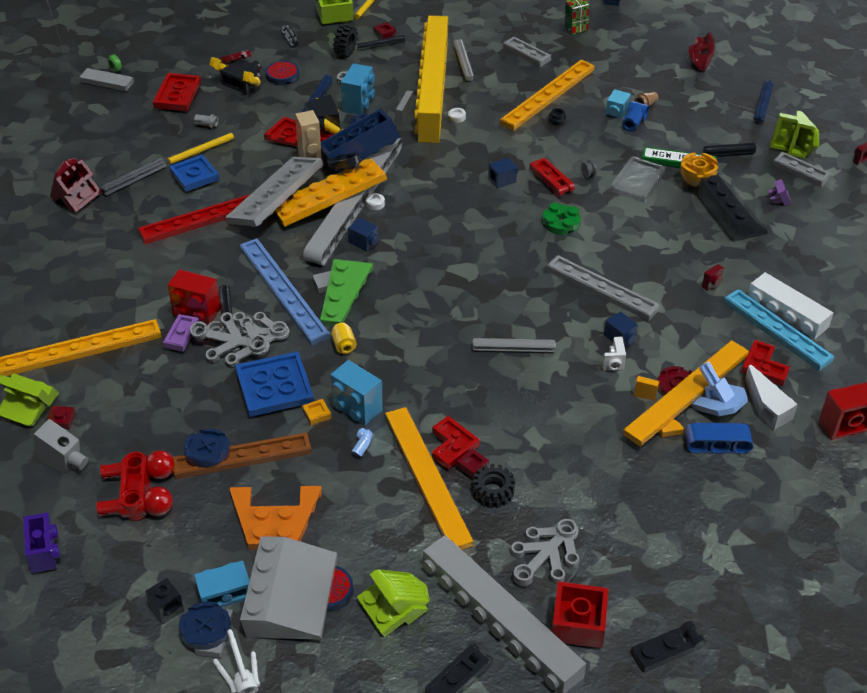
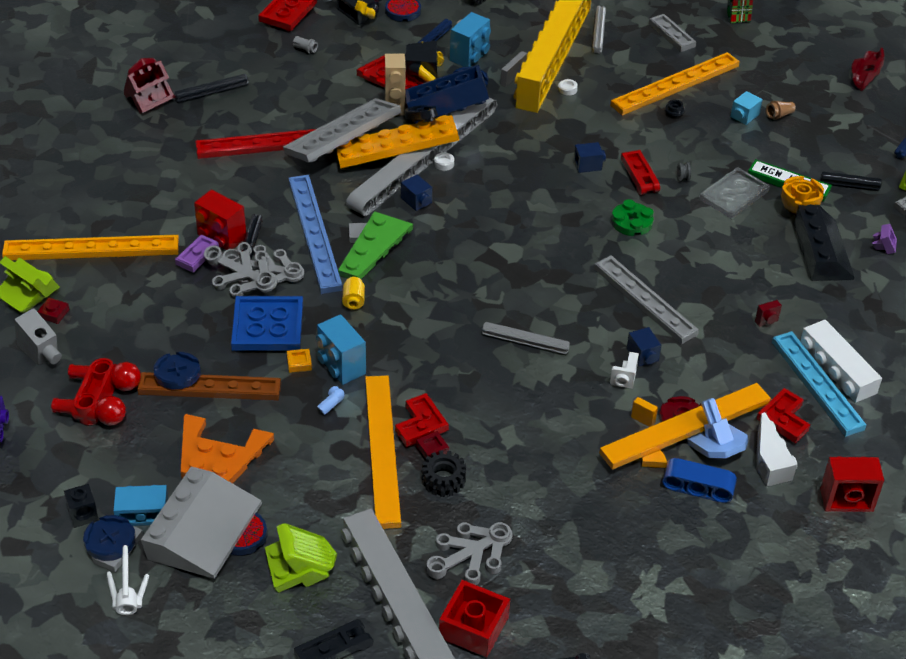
camera: 15 degrees right, 0 degrees up
(194, 173) = (272, 96): blue plate -> none
(201, 148) = (289, 72): yellow bar -> none
(635, 114) = (762, 121): blue piece -> none

